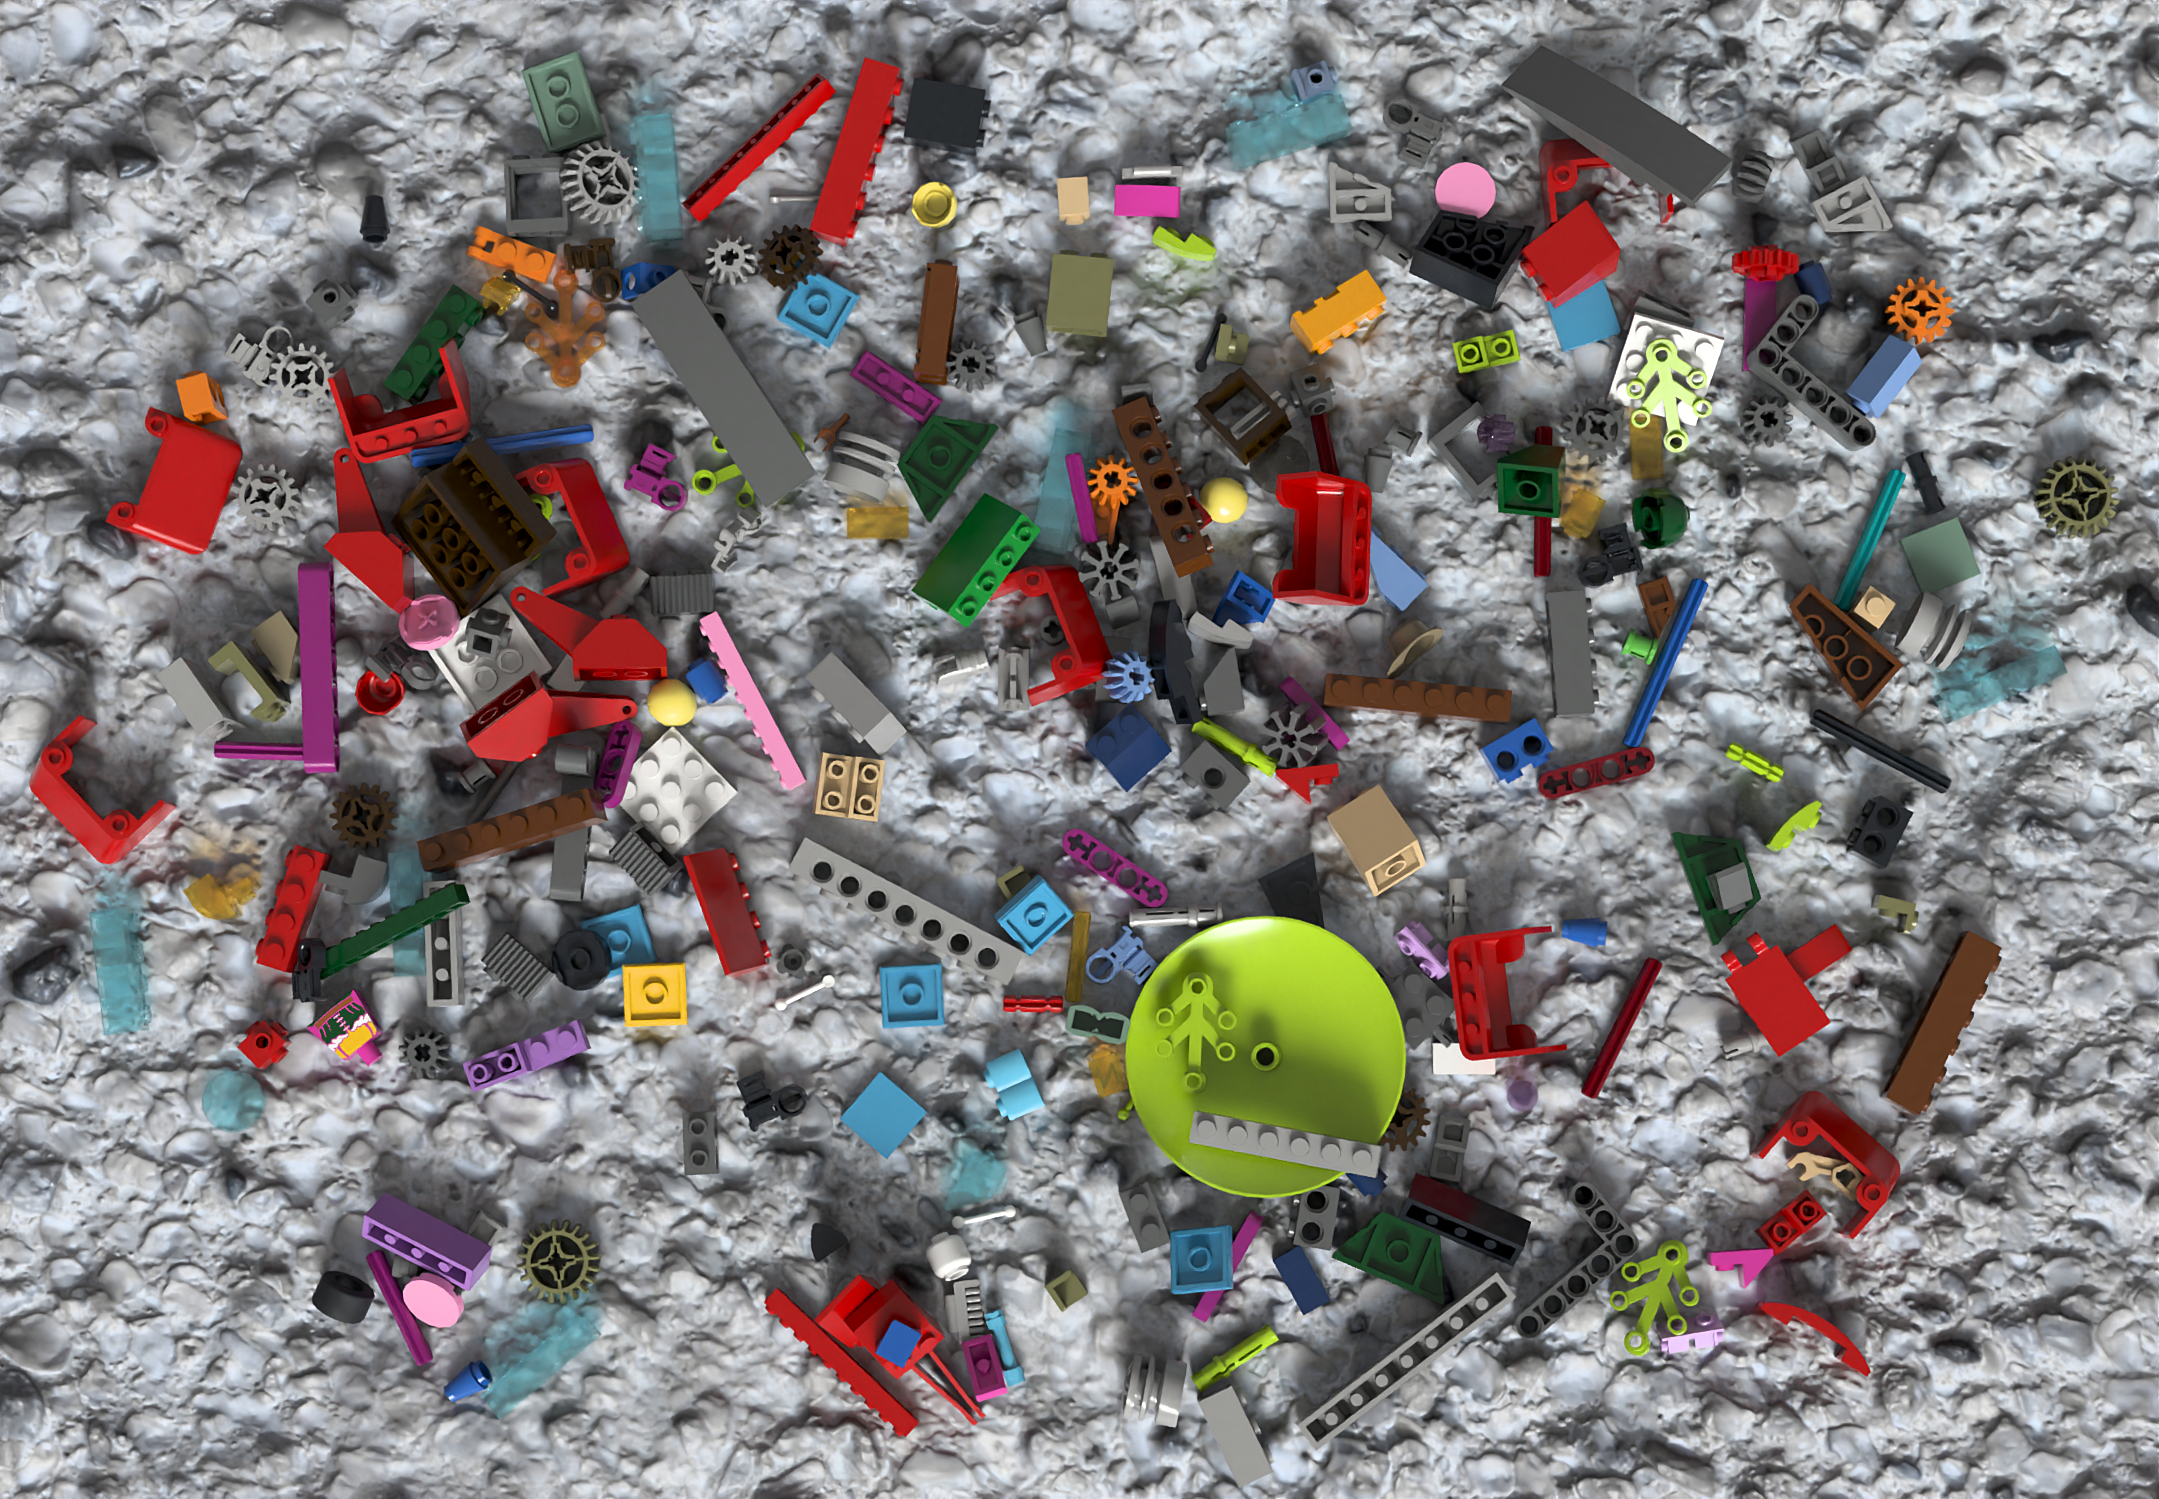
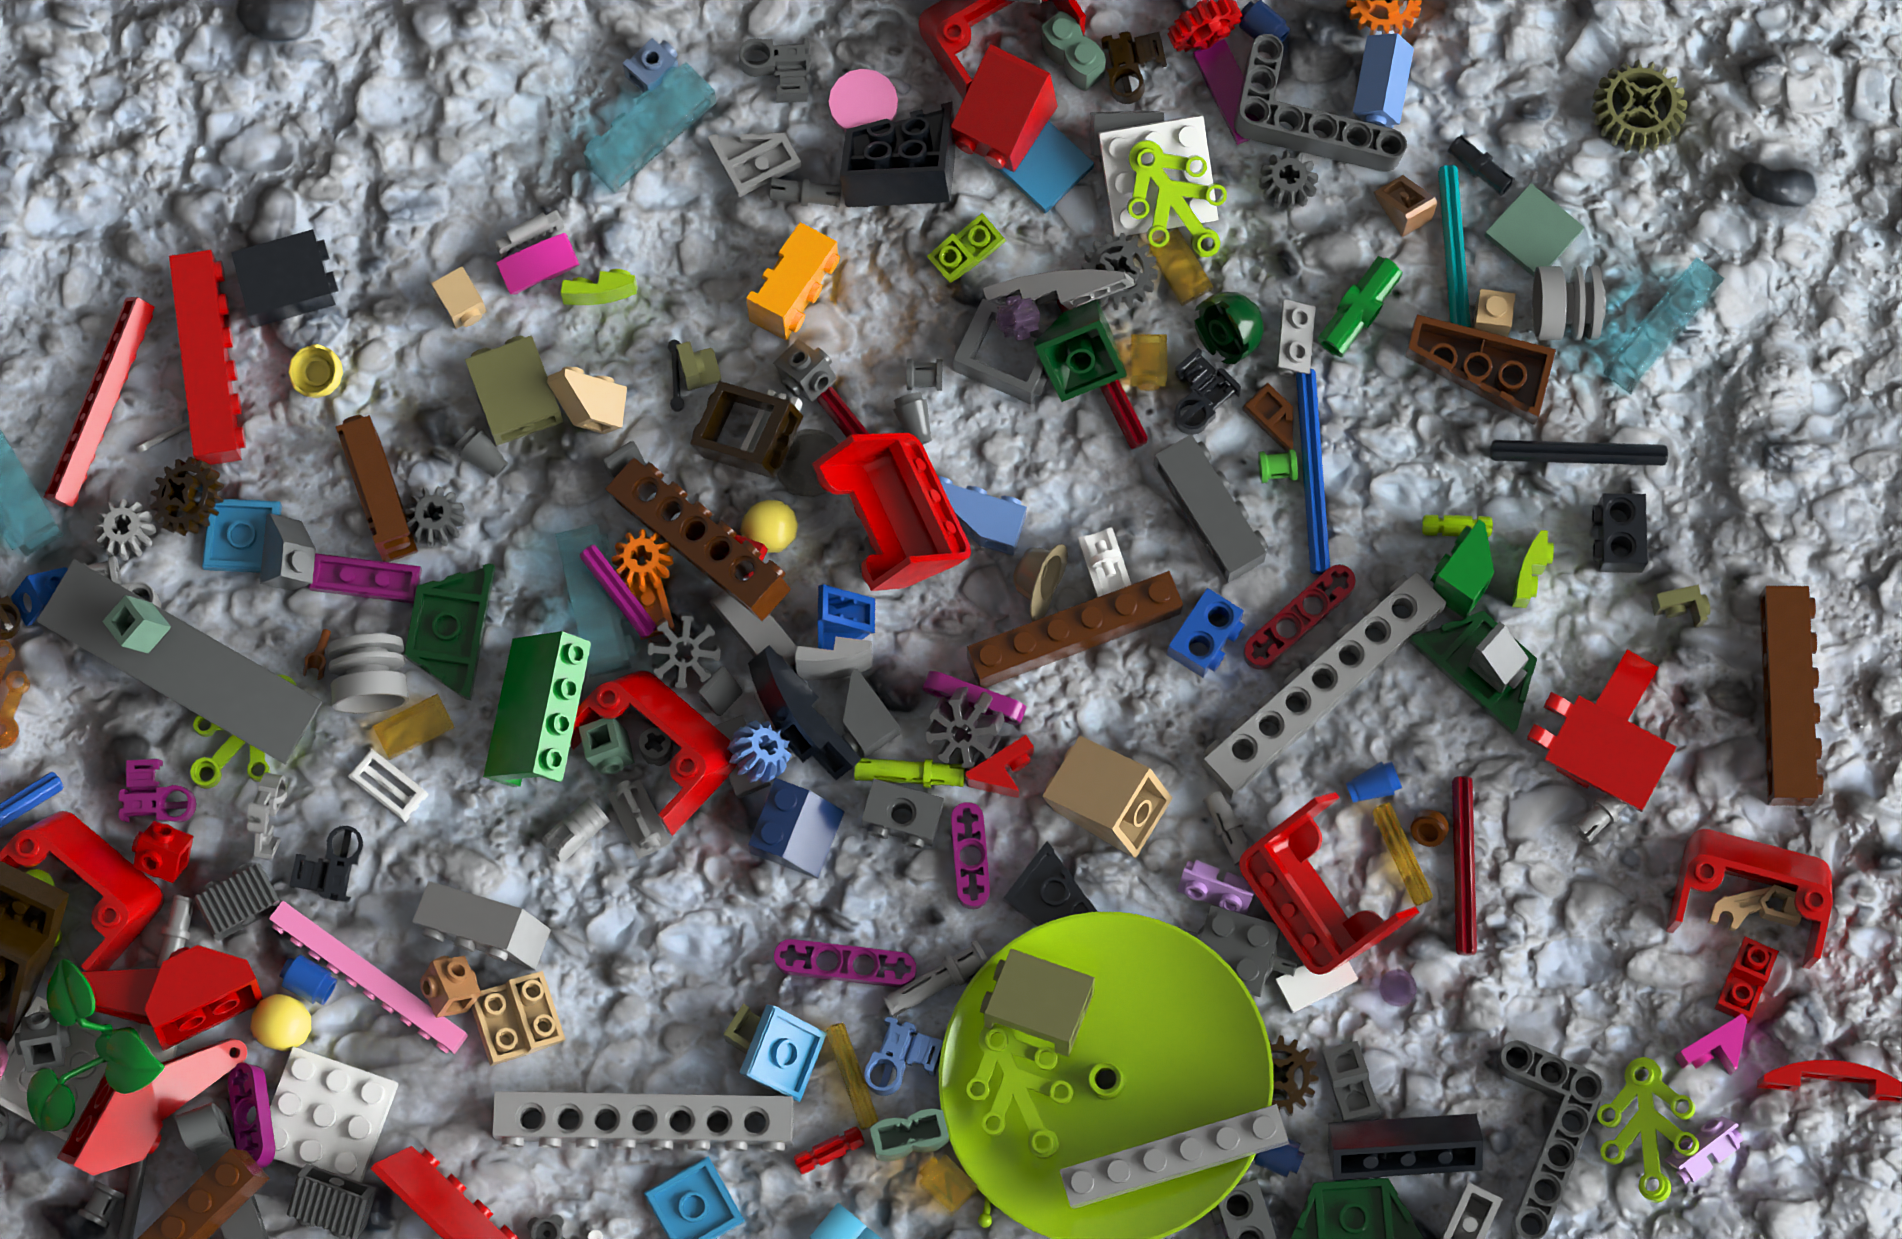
camera: 30 degrees left, 10 degrees down
(542, 687) = (128, 1058): none -> green plant
(643, 528) = (162, 851): none -> red brick
(703, 347) = (136, 624): none -> sand green brick
(760, 607) = (330, 876): none -> black piece
(809, 739) = (450, 986): none -> medium nougat brick
(845, 340) = (286, 554): none -> dark grey slope
(848, 583) = (411, 804): none -> white tile
(1015, 613) = (606, 745): none -> sand green brick
(1132, 333) = (588, 400): none -> slope
(1234, 851) = (978, 828): none -> magenta beam
(1243, 975) = (1039, 999): none -> olive panel
(1466, 658) = (1104, 562): none -> white hips
(1549, 426) = (1068, 286): none -> light grey slope
(1579, 995) = (1402, 854): none -> clear yellow axle
(1609, 986) = (1429, 828): none -> reddish brown tile
(1647, 224) = (1068, 47): none -> sand green brick
(1695, 813) = (1233, 773): none -> light grey brick
(1696, 257) = (1133, 54): none -> dark brown piece
(1706, 552) = (1295, 338): none -> light grey hinge
(1742, 806) = (1466, 574): none -> green slope
(1770, 550) = (1360, 306): none -> green piece
(1849, 485) = (1406, 204): none -> medium nougat slope

